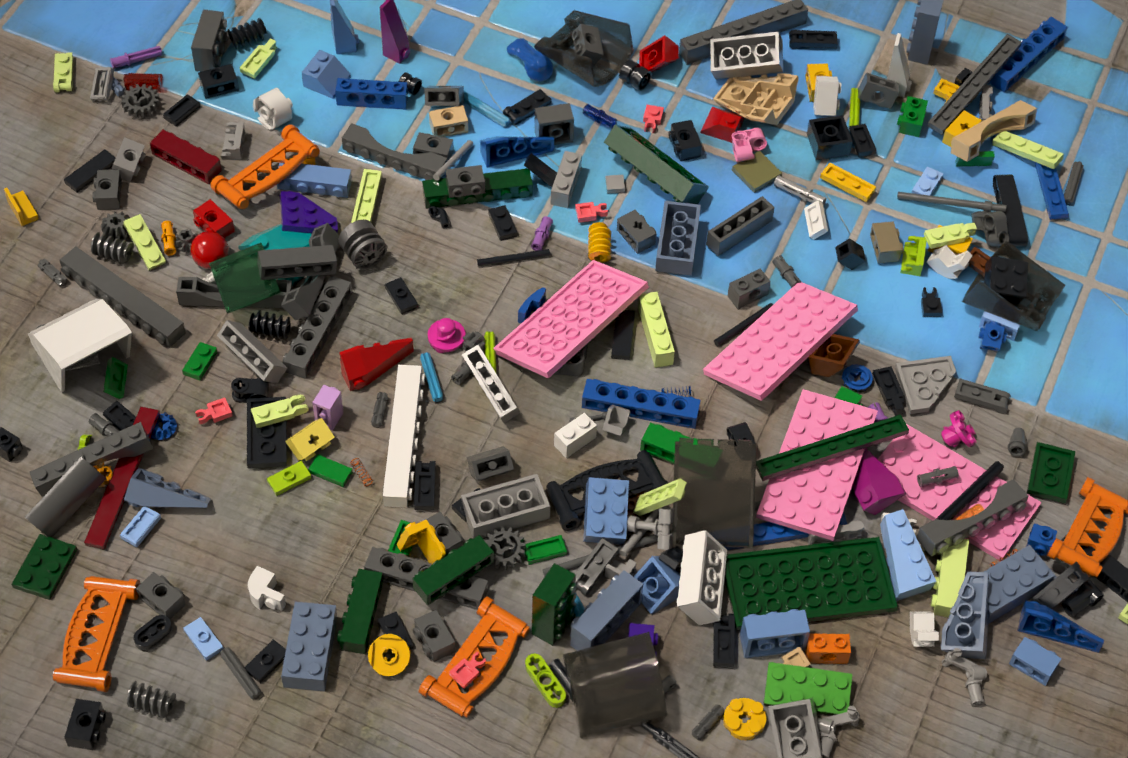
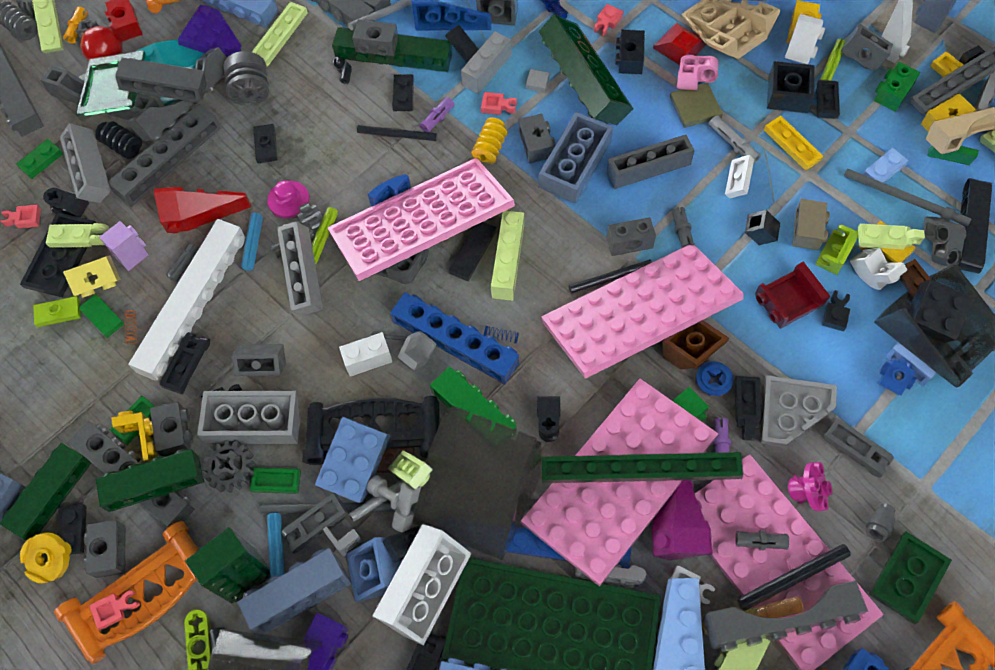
camera: 25 degrees right, 10 degrees up
(892, 300) = (792, 296): none -> dark red panel

